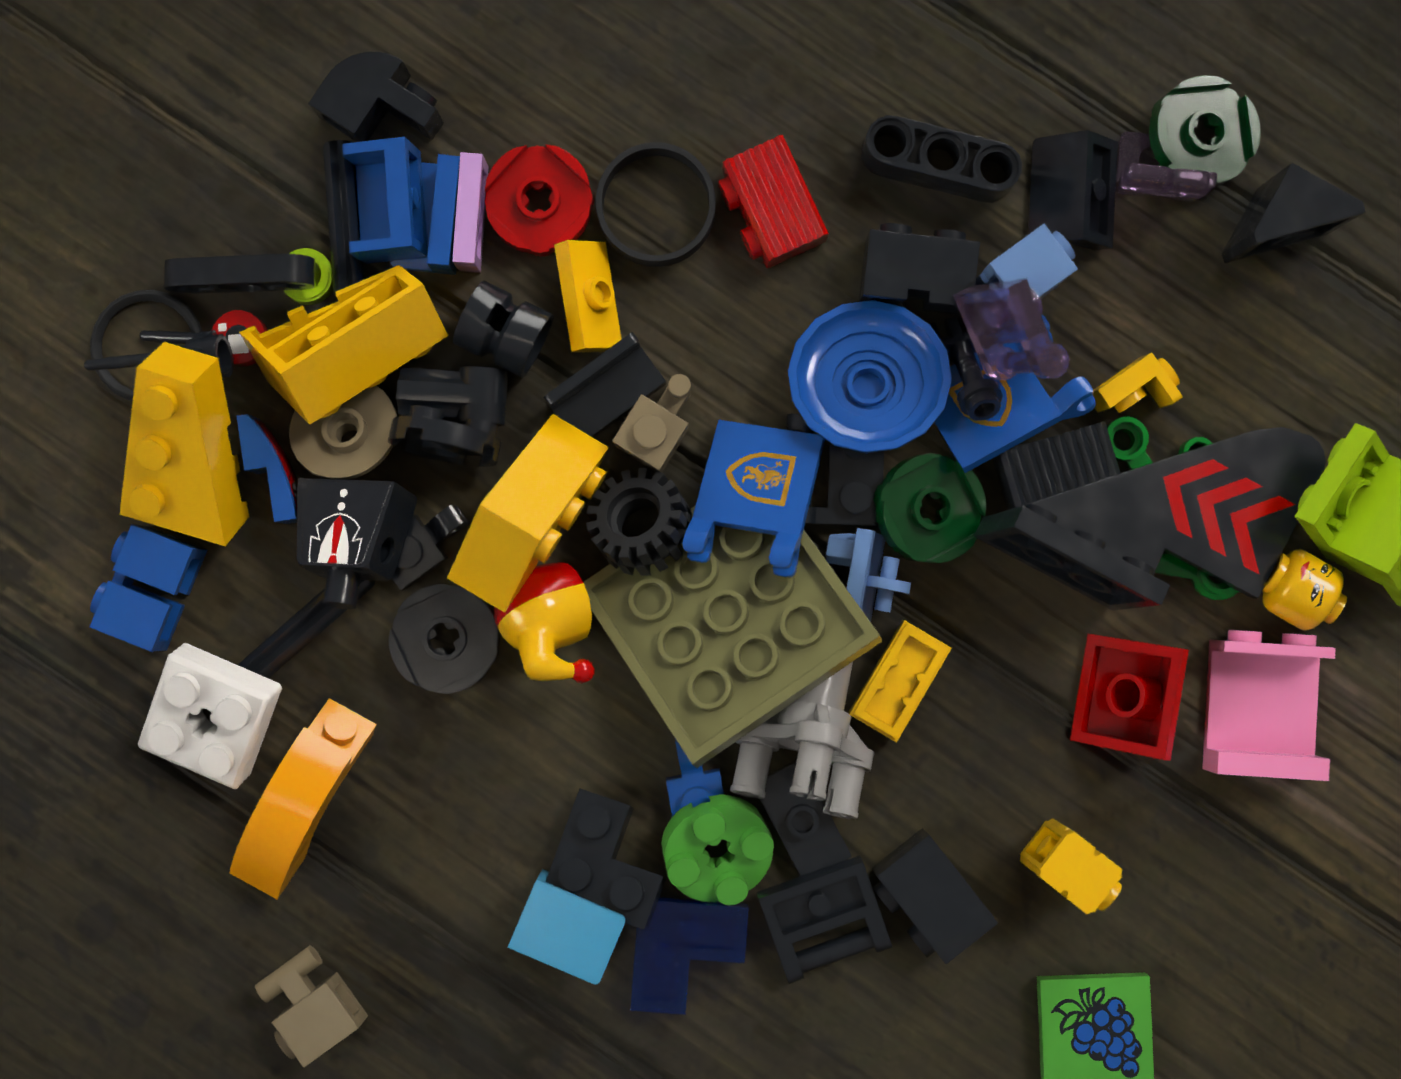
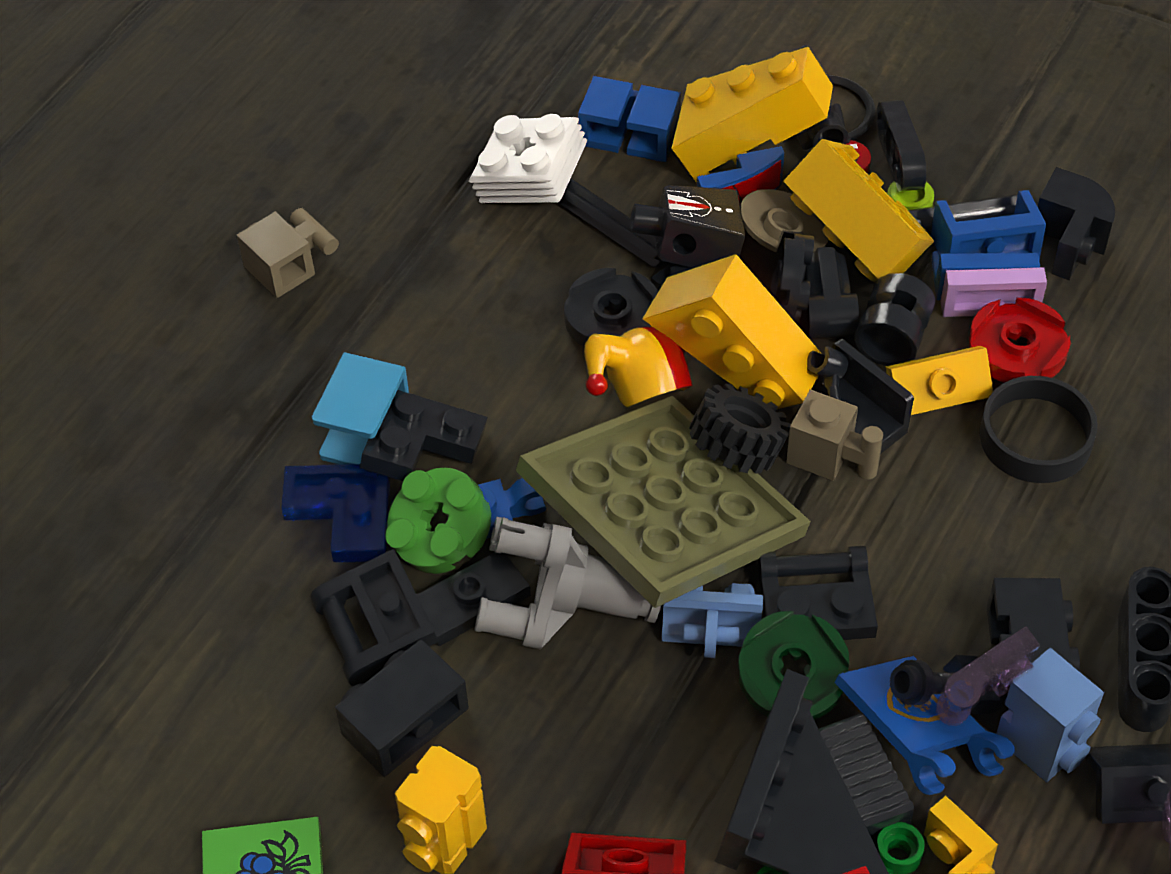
camera: 90 degrees right, 35 degrees down
(297, 798) = (469, 207): light orange arch -> none
(575, 414) = (831, 367): none -> black hand
(759, 484) = (780, 511): blue flag -> none
(772, 202) = (1065, 513): red brick -> none
(869, 376) = (914, 595): blue hat -> none
(899, 680) = (616, 663): yellow plate -> none

